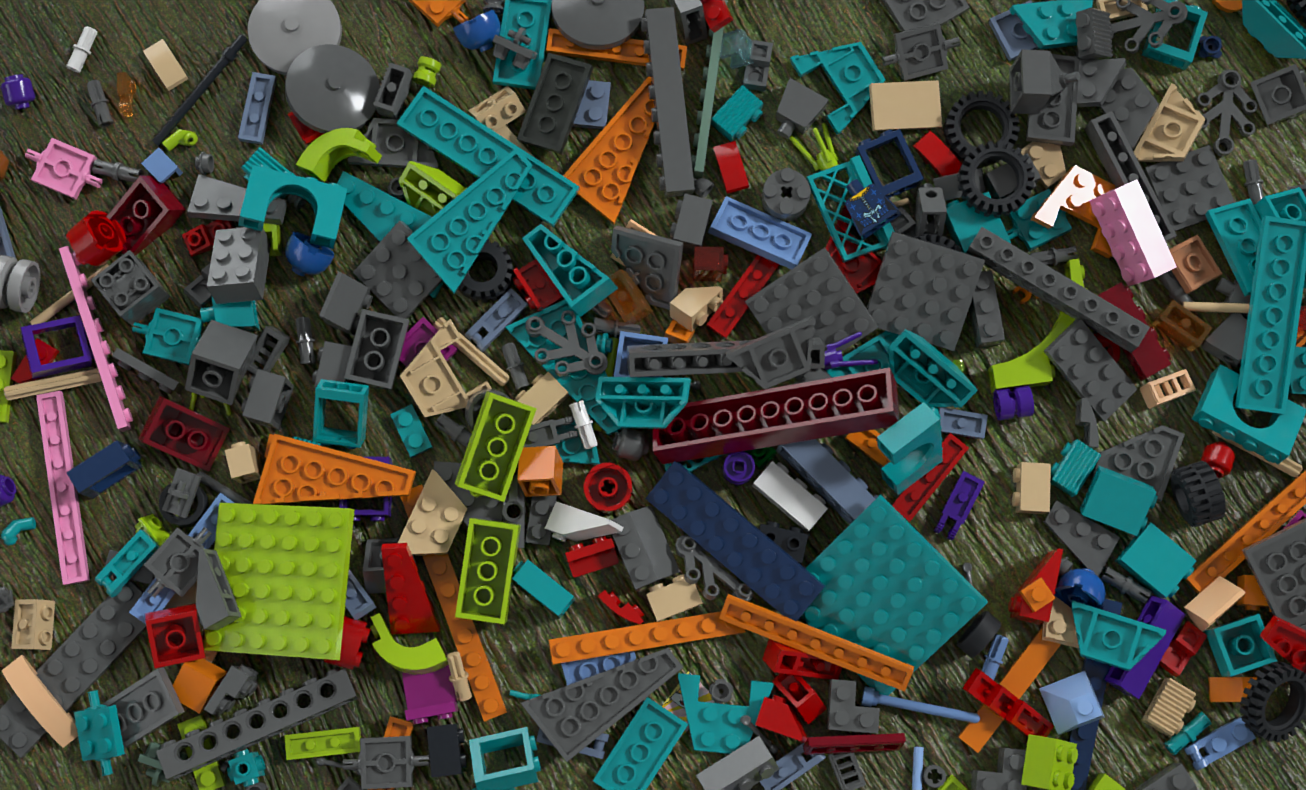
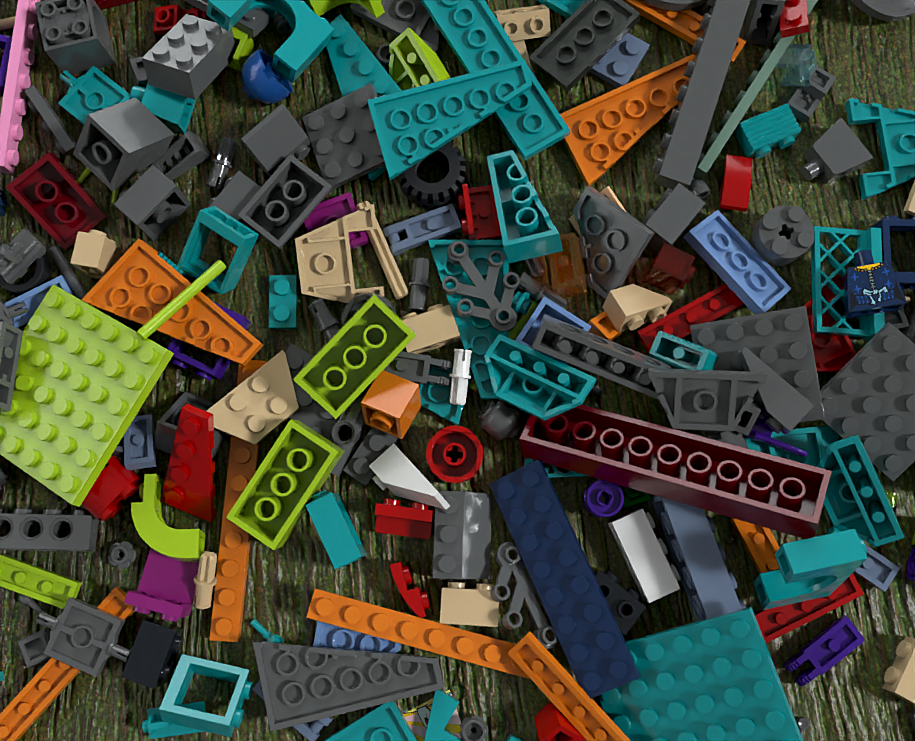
camera: 30 degrees right, 0 degrees up
(336, 466) = (179, 301): none -> lime bar
(386, 694) = (128, 558): none -> dark grey plate
(748, 327) = (682, 353): none -> teal brick
(826, 158) = (840, 216): lime plant -> none
(832, 329) = (776, 398): none -> dark grey slope

